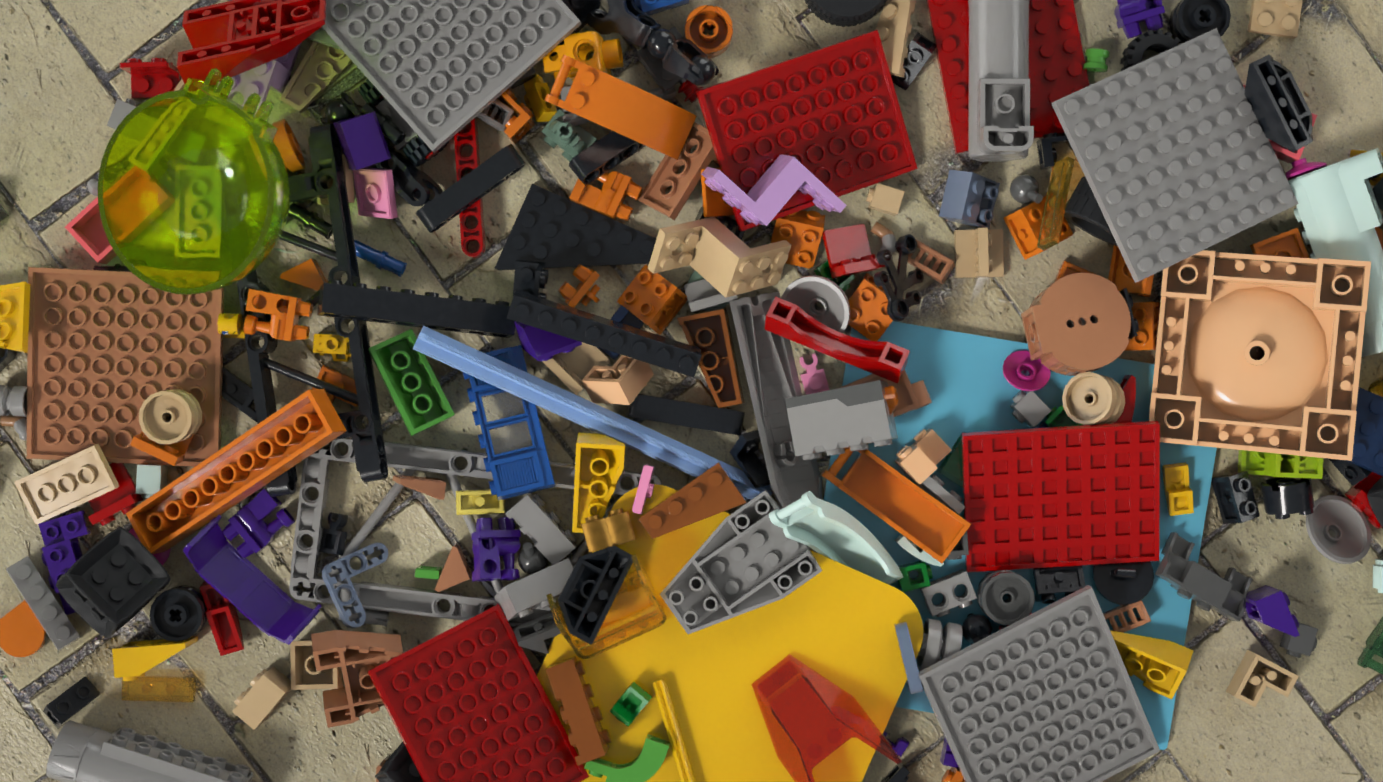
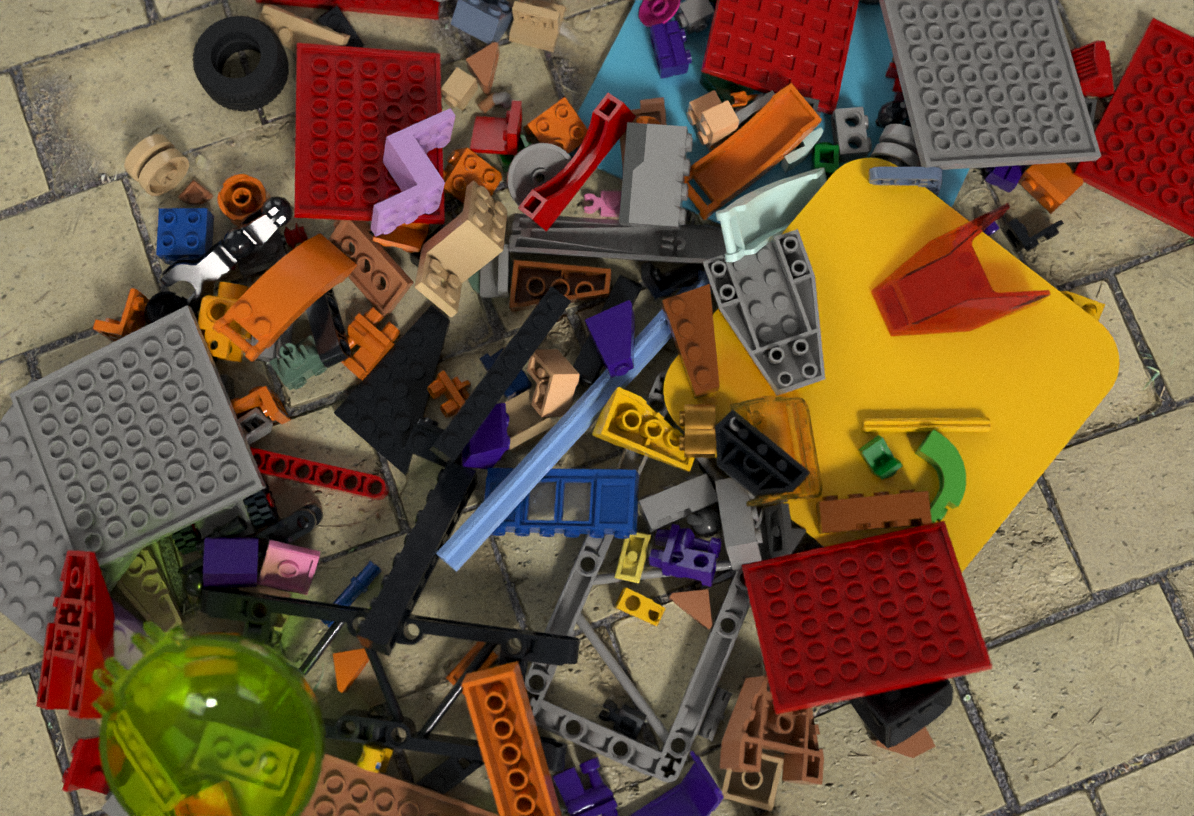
camera: 70 degrees left, 10 degrees down
(284, 315) = (379, 695): orange hips -> none
(310, 220) = (296, 644): black pin -> none
(332, 345) = (430, 657): yellow piece -> none
(345, 574) = (667, 717): sand blue beam -> none
(411, 383) = (490, 586): bright green slope -> none
(428, 572) = (689, 632): bright green tile -> none
(430, 486) = (601, 606): nougat slope -> none
(437, 520) = (639, 606): none -> yellow leg
(470, 188) = (316, 469): black beam -> none
(534, 99) = (252, 377): yellow piece -> none
(644, 489) = (667, 383): bright pink plate -> none
(652, 299) = (483, 329): orange bracket -> none
(674, 427) = (614, 337): none -> dark purple slope
(897, 306) = (536, 95): black plant -> none
(915, 216) = (484, 65): none -> nougat slope
(947, 479) = (742, 98): none -> orange hand
(949, 263) = (530, 57): nougat slope -> none
(985, 393) = (669, 49): none -> dark purple brick
(991, 592) = (868, 81): dark grey wheel -> none
(1057, 582) = (868, 34): black bracket -> none

